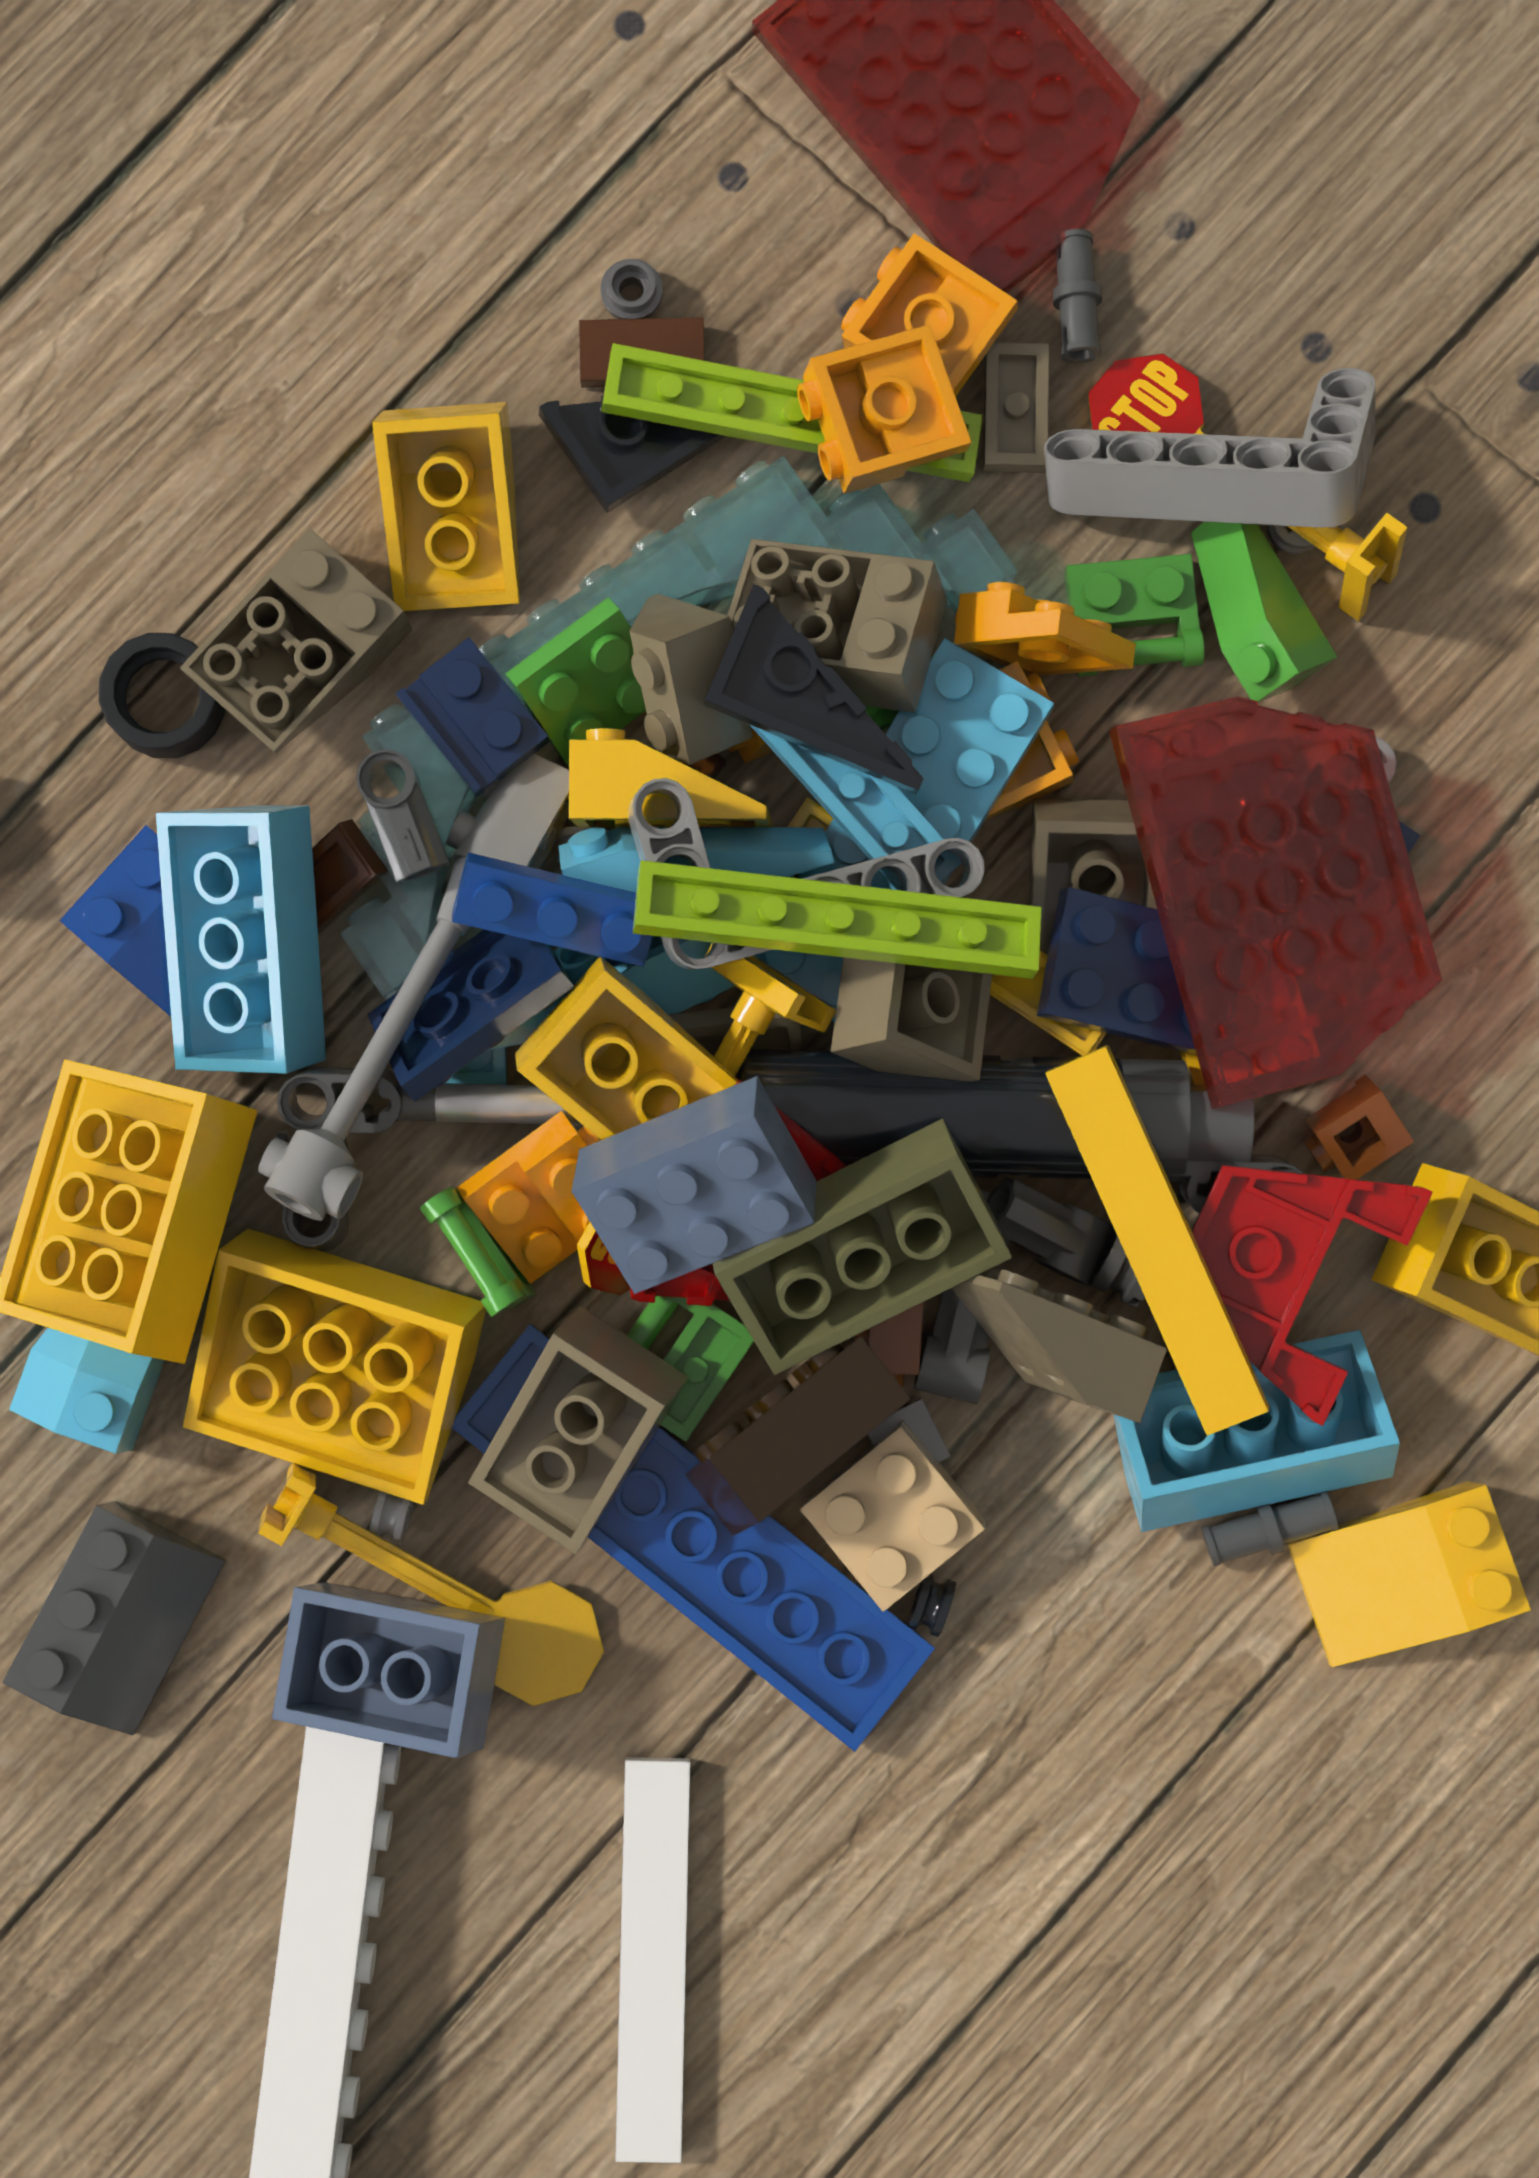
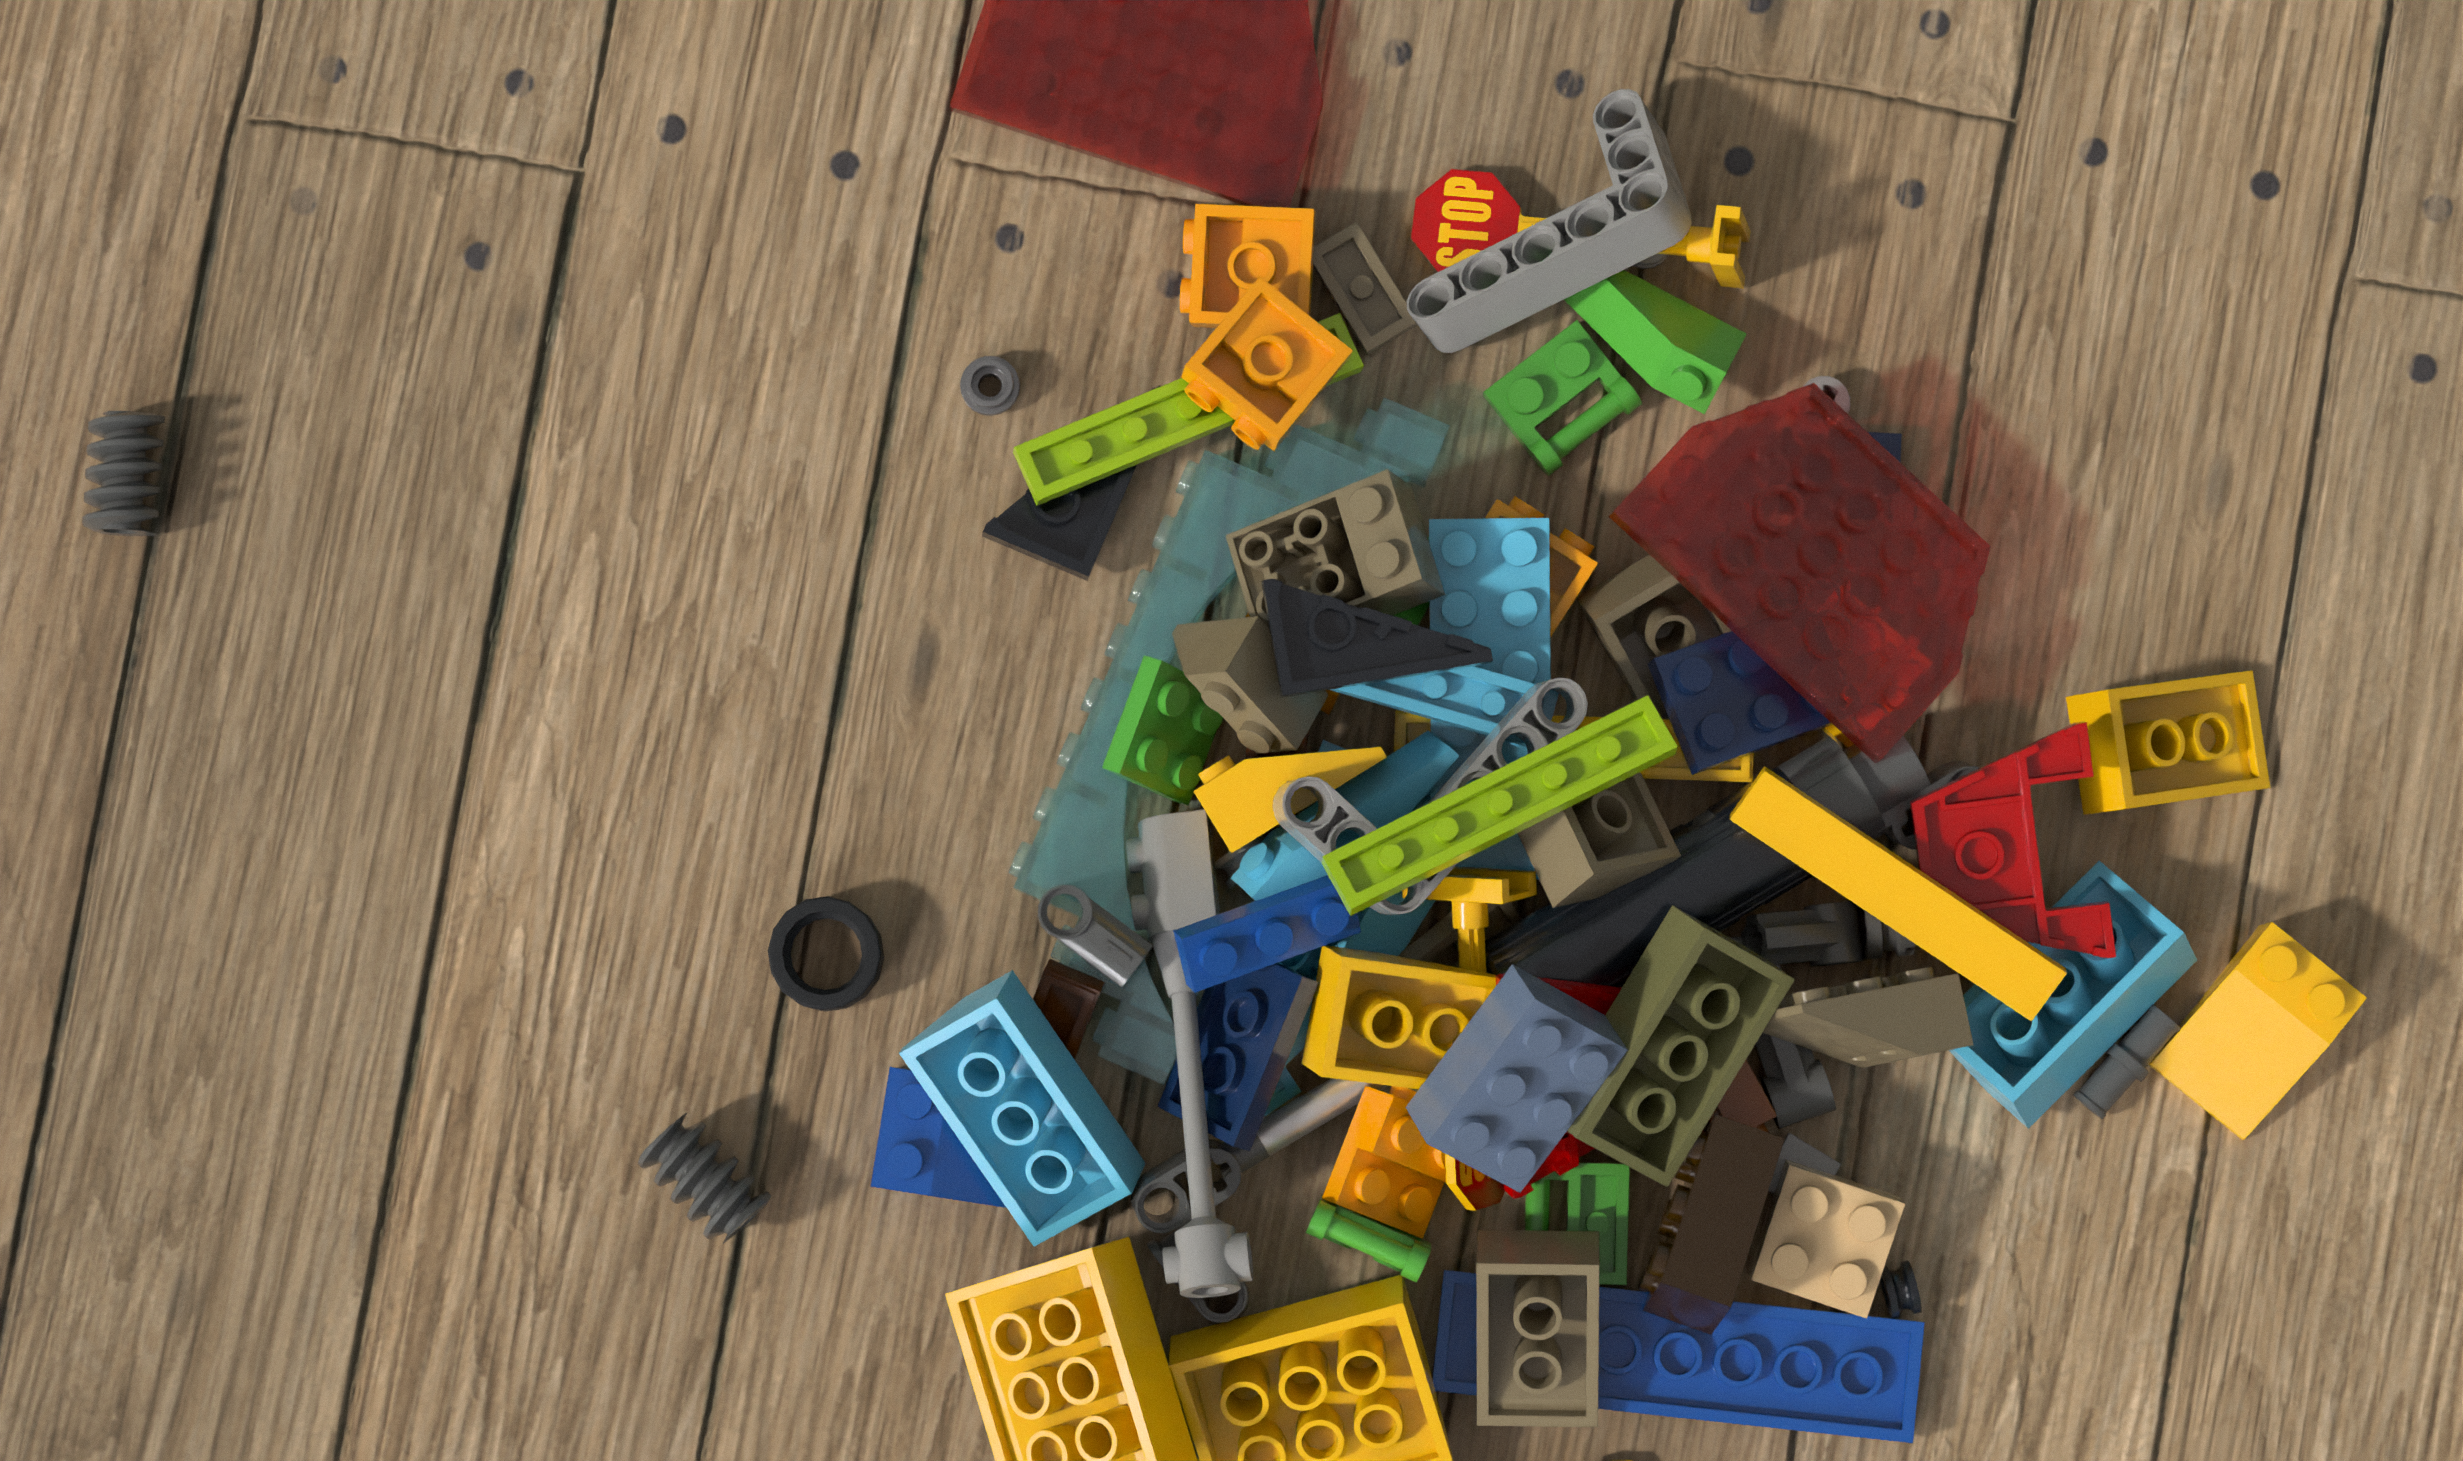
camera: 25 degrees left, 0 degrees up
(297, 642) = (911, 845): dark tan slope -> none
(449, 505) = (957, 654): yellow slope -> none
(473, 717) = (1094, 817): dark blue plate -> none
(664, 335) = (1035, 415): reddish brown tile -> none
(1037, 633) = (1497, 468): light orange plate -> none
(1077, 297) = (1354, 167): dark grey pin -> none
(1374, 1140) = (2016, 705): dark orange brick -> none

